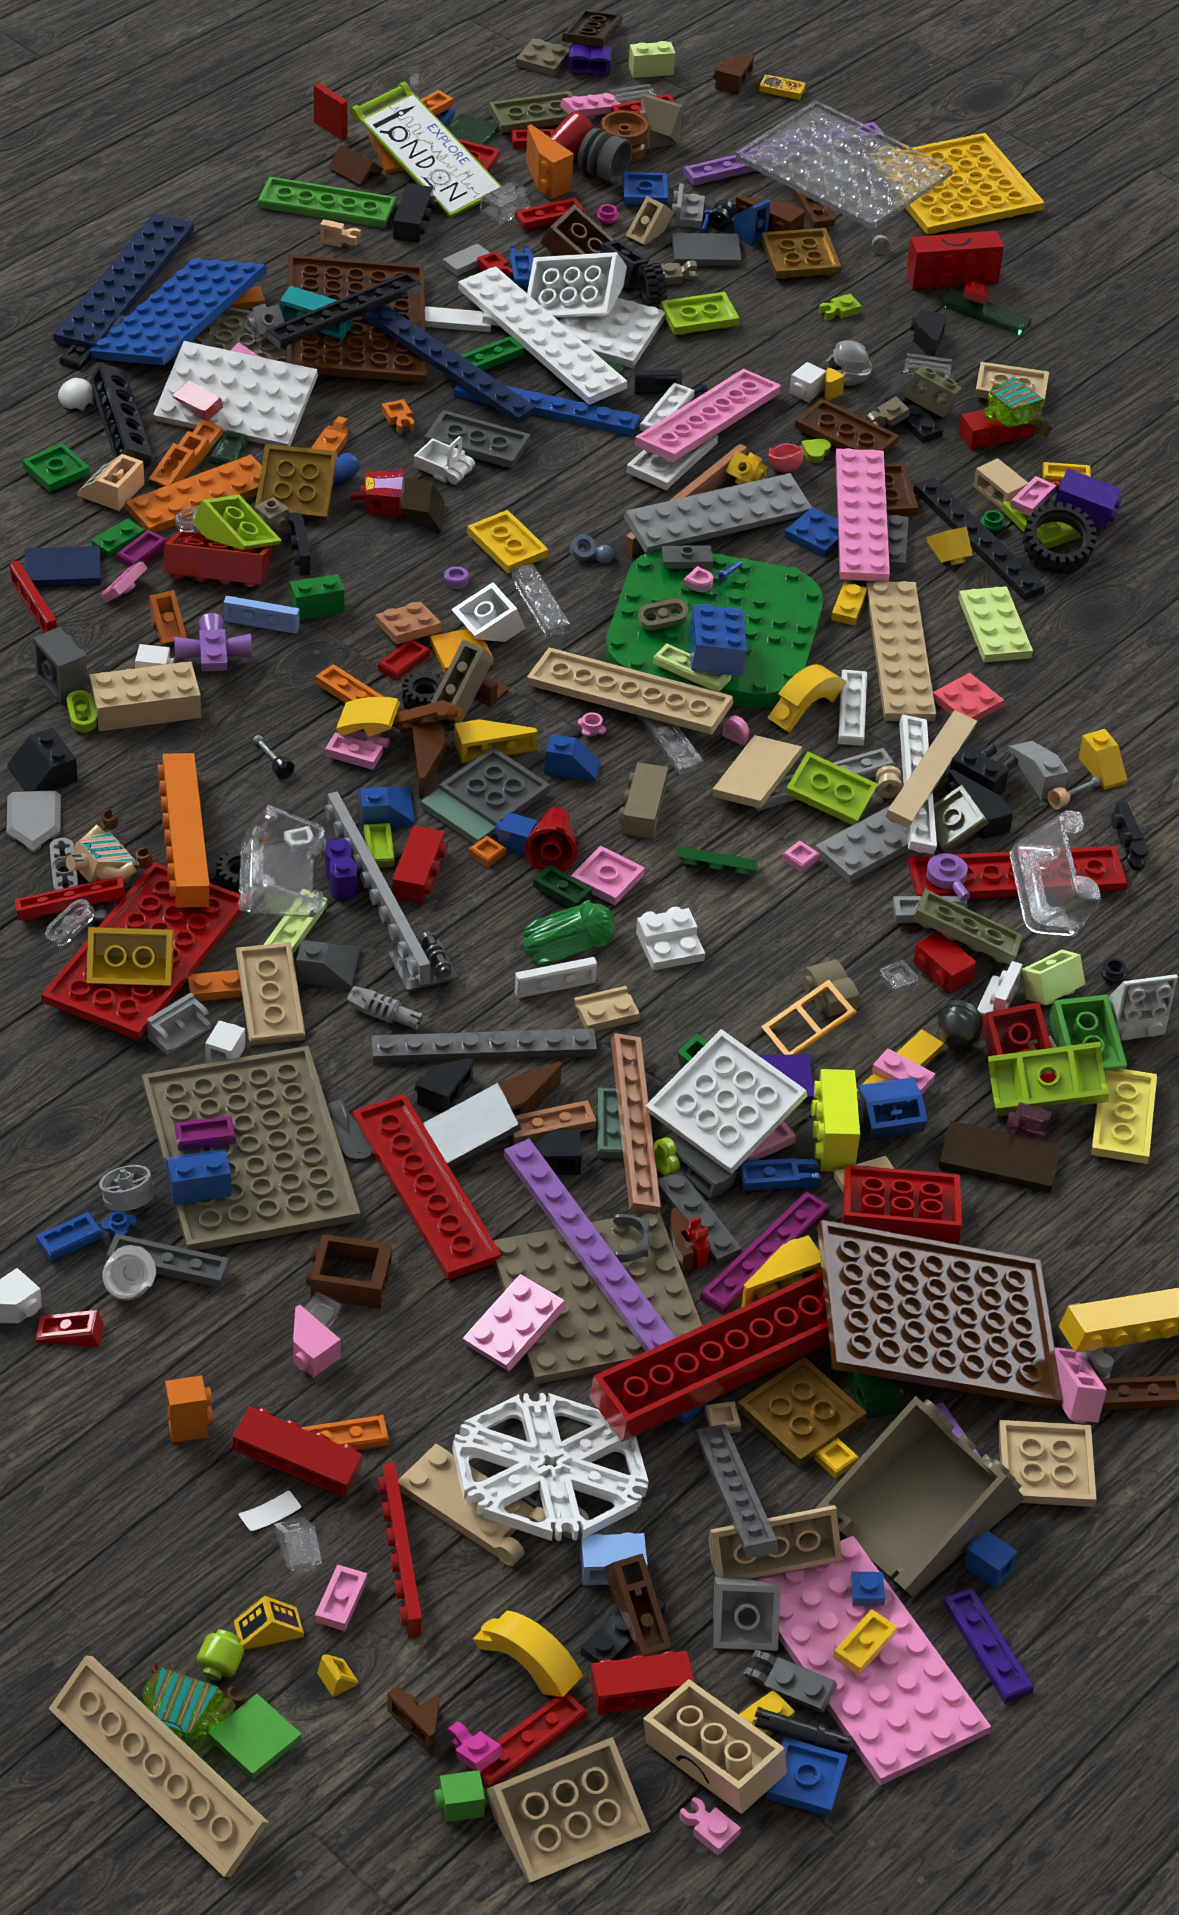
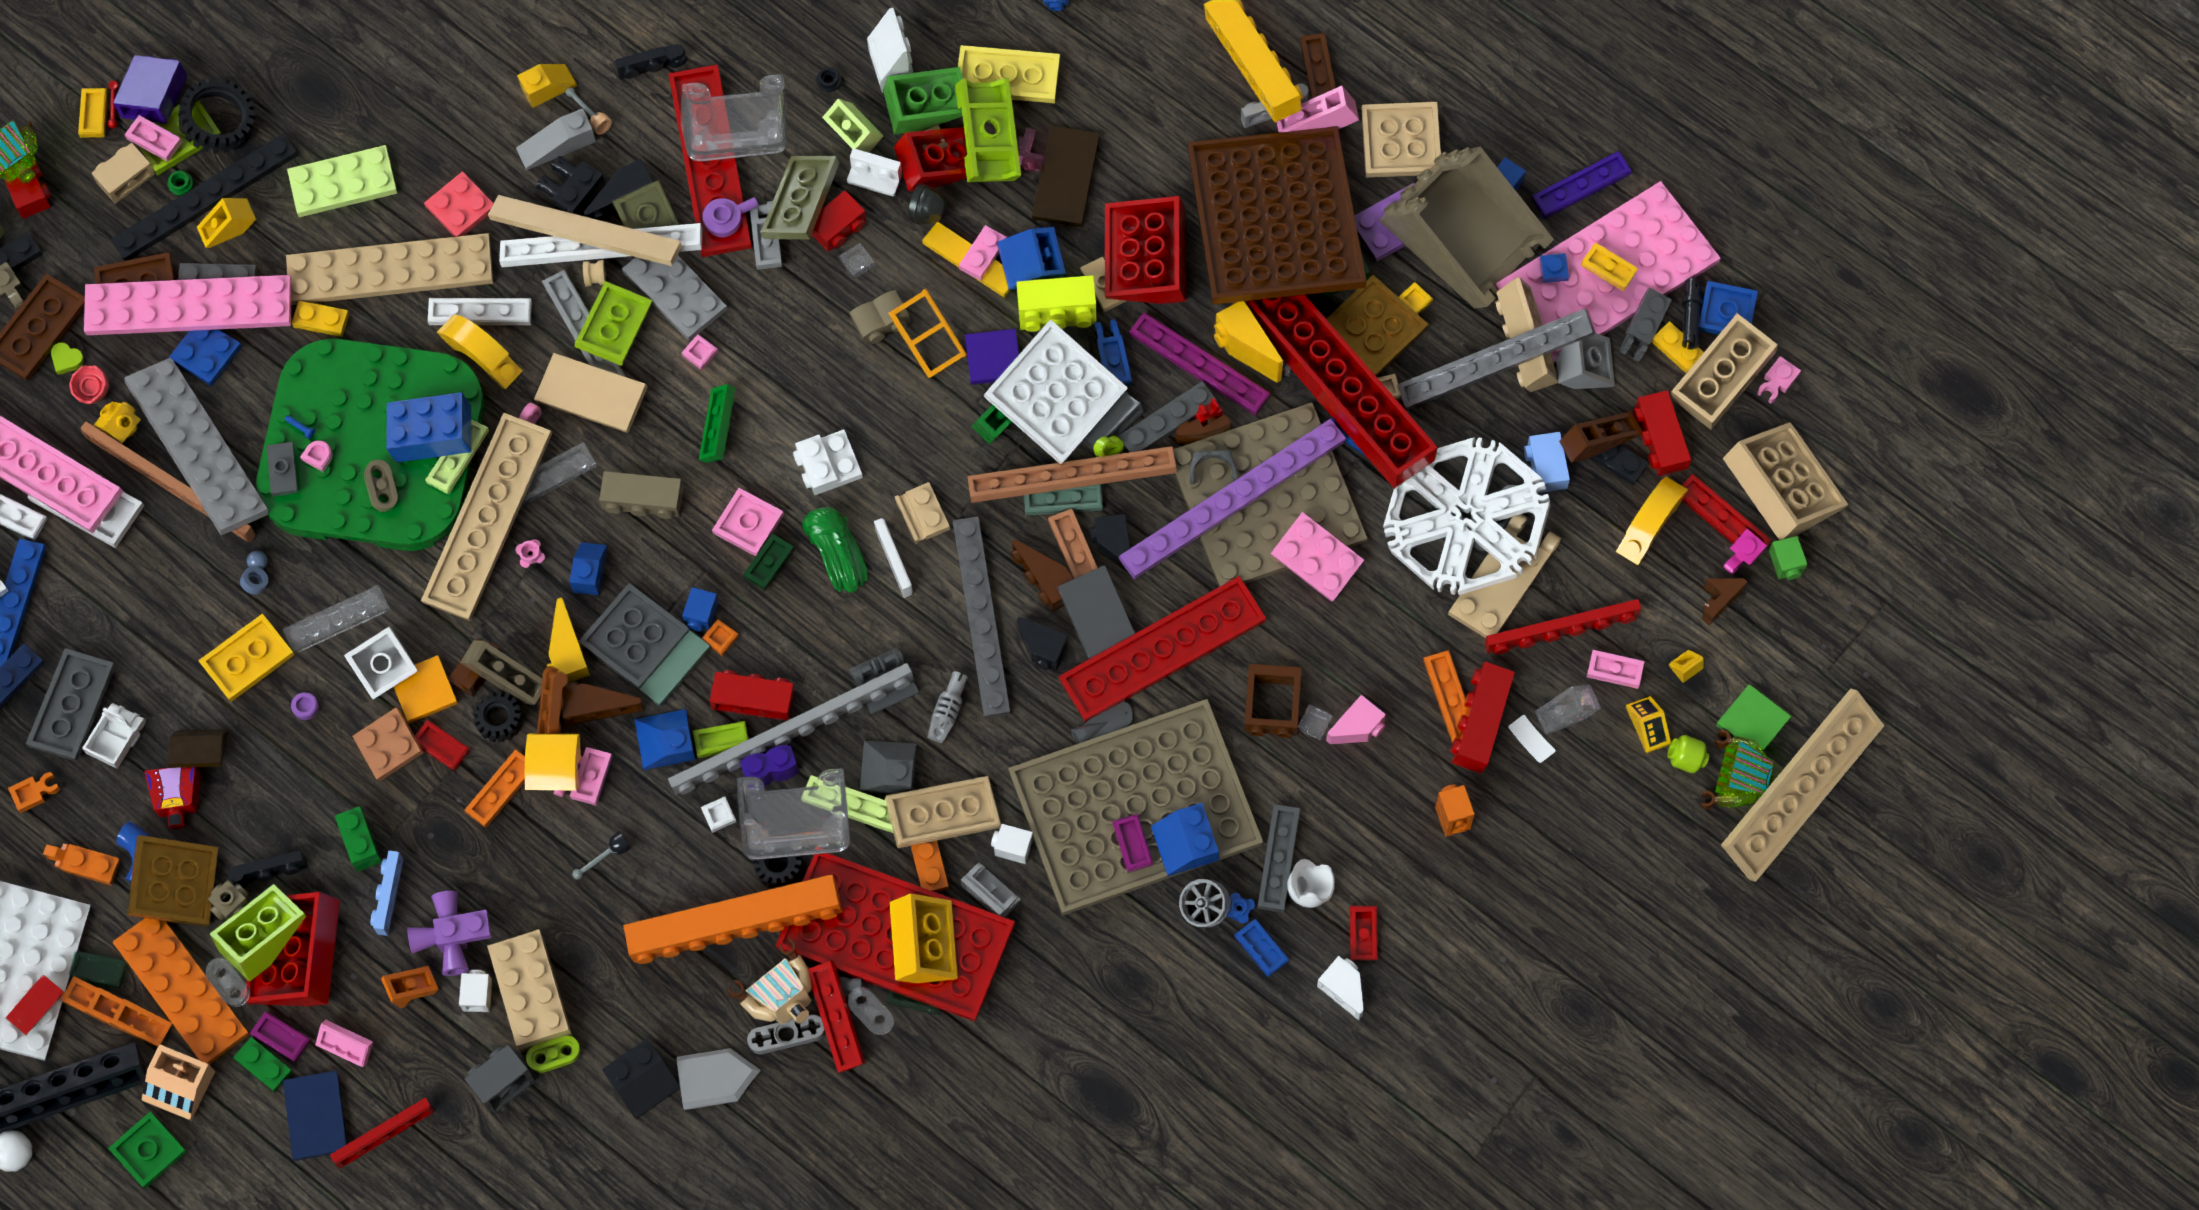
camera: 90 degrees left, 25 degrees up
(552, 841) = (710, 571): red cone -> none

